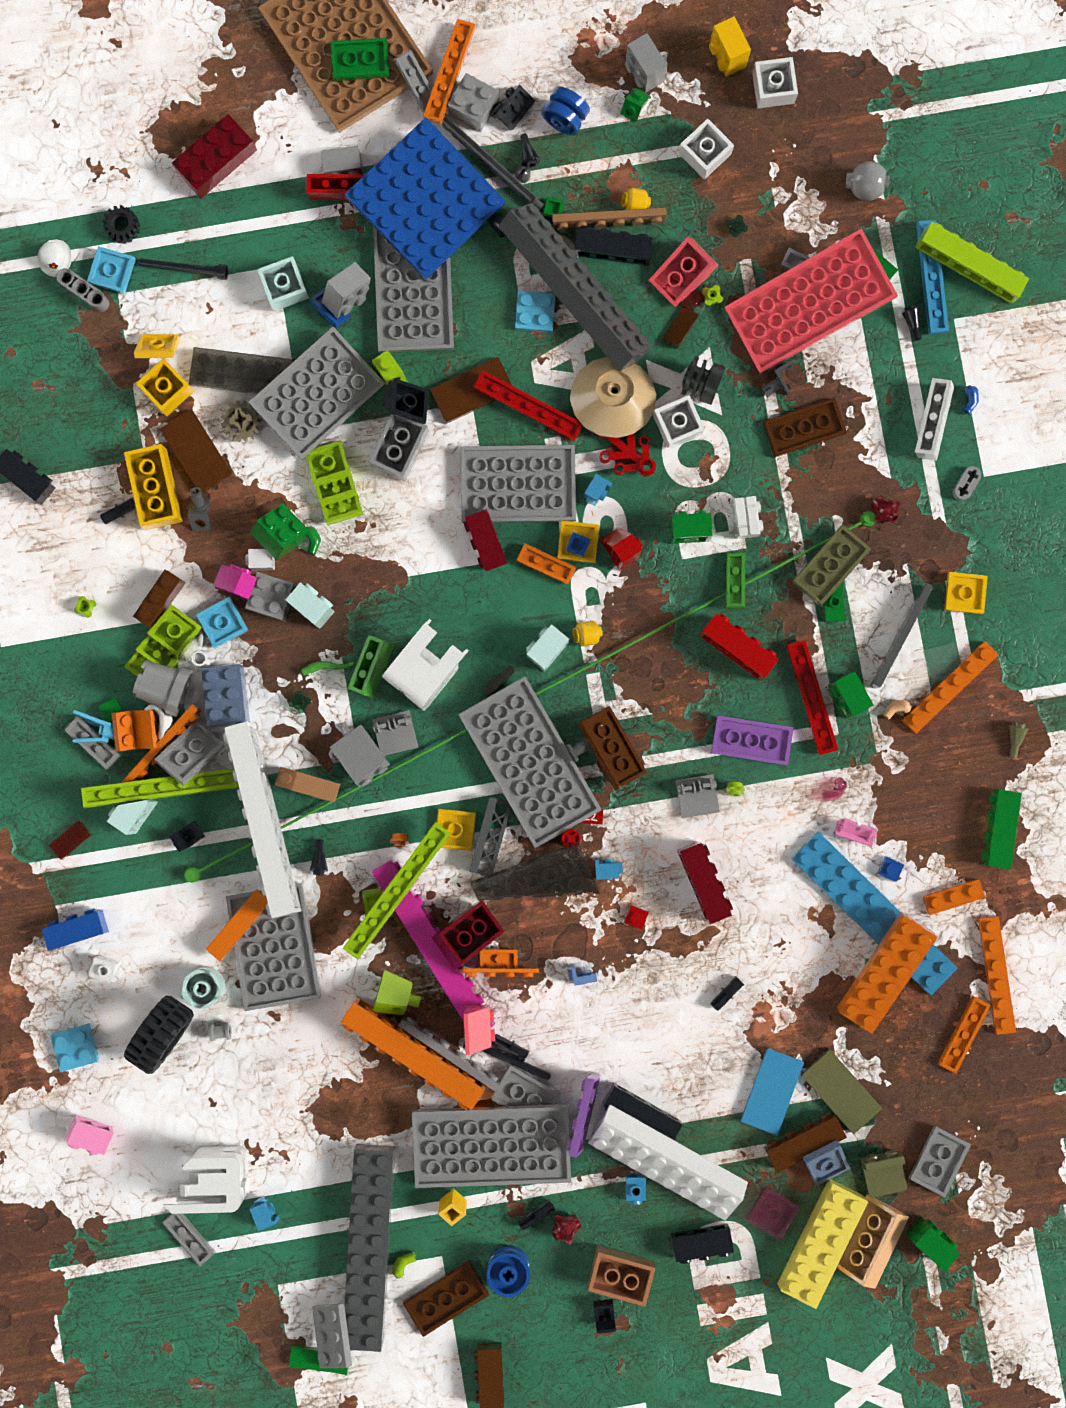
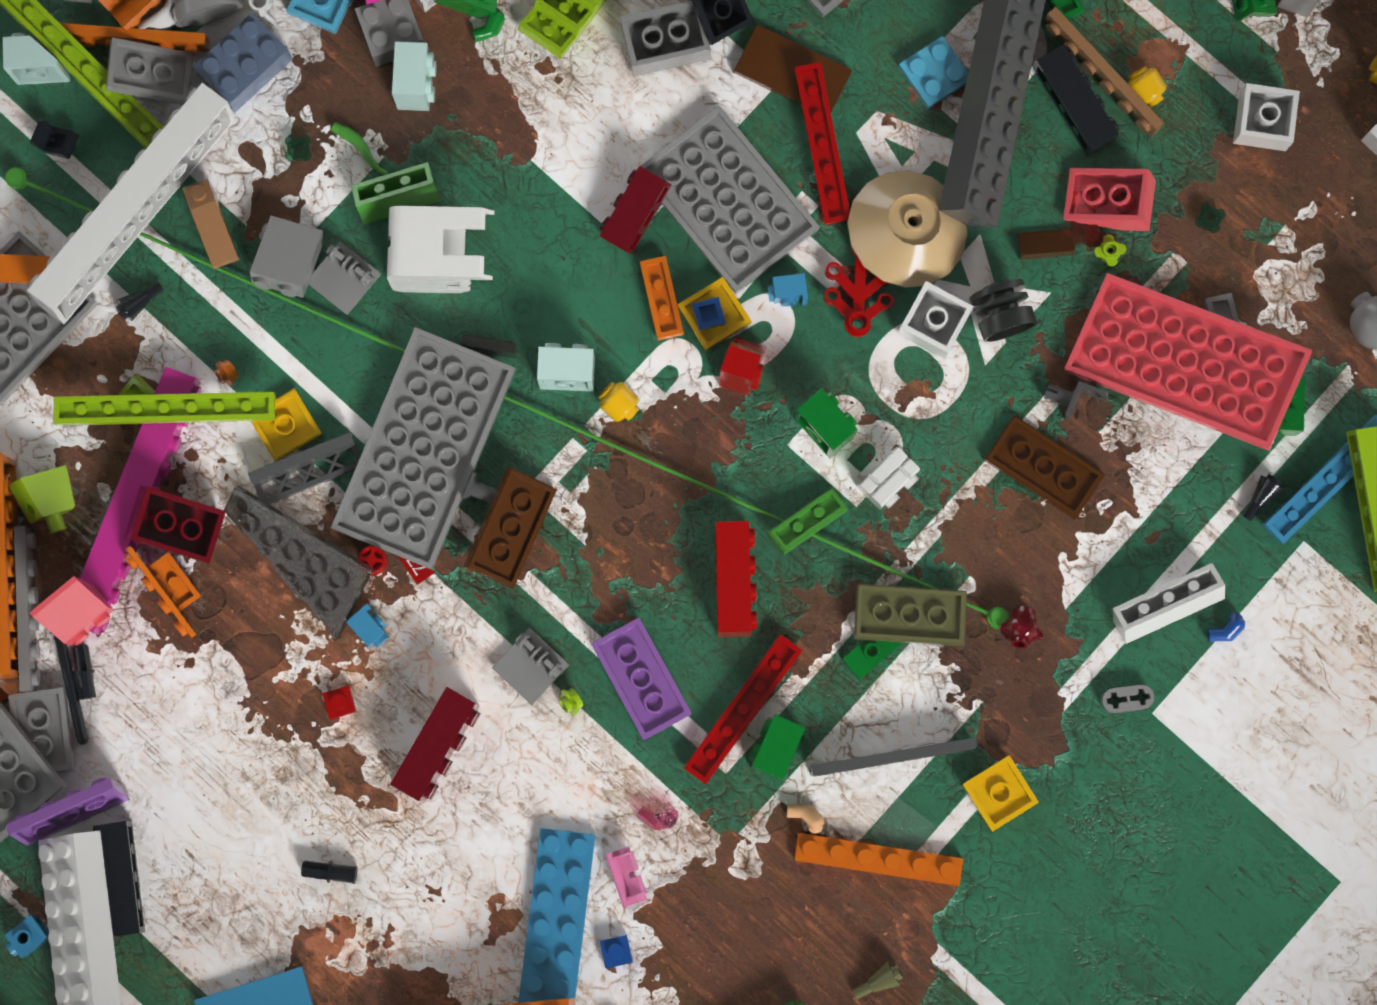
camera: 45 degrees right, 5 degrees down
(585, 976) = (227, 695): medium blue bracket -> none

